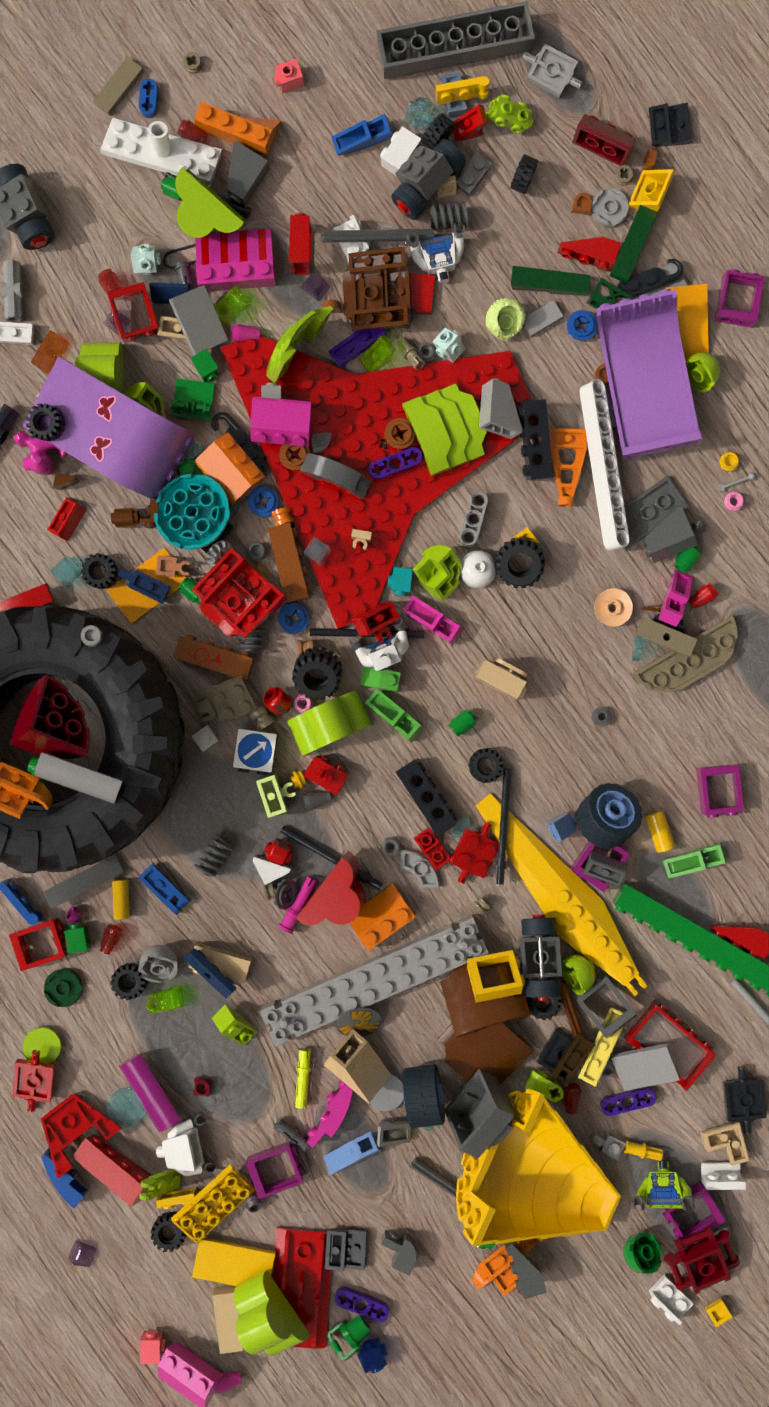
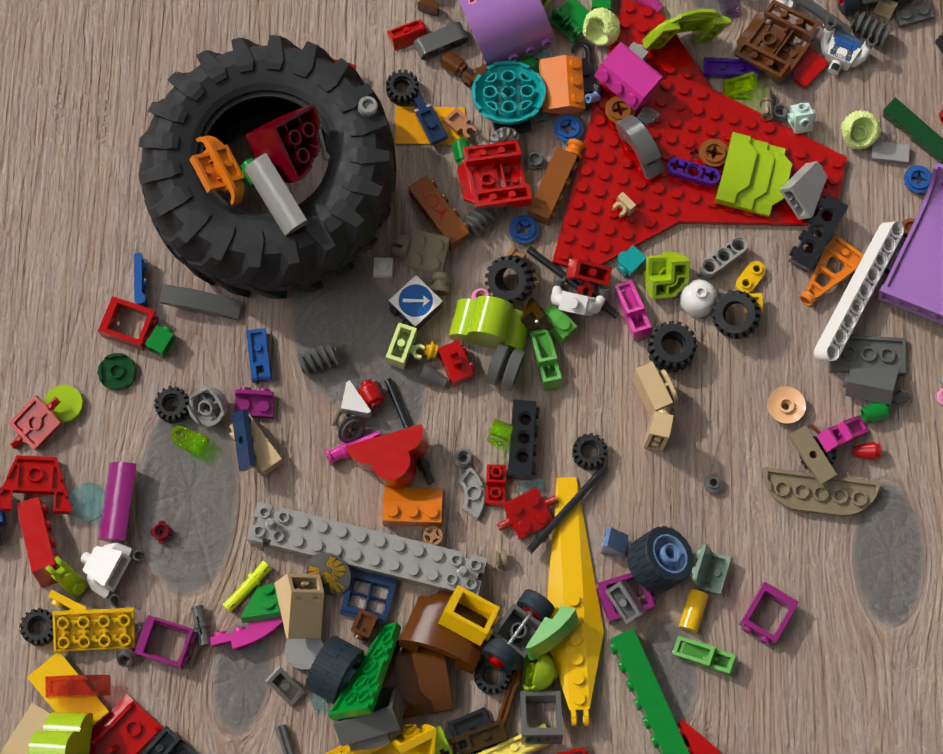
camera: 30 degrees right, 15 degrees down
(67, 570) = (378, 69): clear light blue brick -> none
(73, 914) = (172, 321): magenta hinge -> none
(99, 505) = (441, 41): none -> dark grey beam
(110, 938) = (185, 361): clear red cone -> none
(121, 899) = (219, 336): yellow brick -> none
(193, 930) = (258, 403): none -> magenta bracket
(223, 390) = (601, 27): none -> yellowish green hair
(233, 1025) = (226, 501): lime slope -> none
(236, 1258) = (77, 686): none -> clear red slope
(263, 450) = (596, 95): none -> arm
(277, 700) = (462, 279): red head -> none
(317, 551) = (581, 190): clear light blue brick -> none
(327, 1086) = (262, 605): none -> green wing
(336, 305) = (732, 30): dark orange tile -> none
(352, 1152) = (240, 676): medium blue slope -> none
(361, 688) = (535, 316): none -> dark brown slope
(366, 751) = (506, 367): none -> dark grey wheel
(403, 1014) = (370, 593): none -> dark blue piece
(405, 806) = (499, 432): none -> clear neon green piece
(417, 932) = (433, 533): none -> medium nougat wheel
(417, 1040) = (364, 625): none -> reddish brown bracket
(459, 1102) = (365, 685): none -> green wing
(463, 722) = (596, 404): green brick -> none
(496, 614) = (675, 332): none -> black tyre
(506, 518) = (750, 277): none -> yellow plate
(531, 712) = (658, 430): none -> tan brick
(568, 940) = (552, 632): none -> bright green slope
(637, 648) = (782, 452): clear light blue tile -> none
(652, 790) = (711, 570): none -> sand green bracket

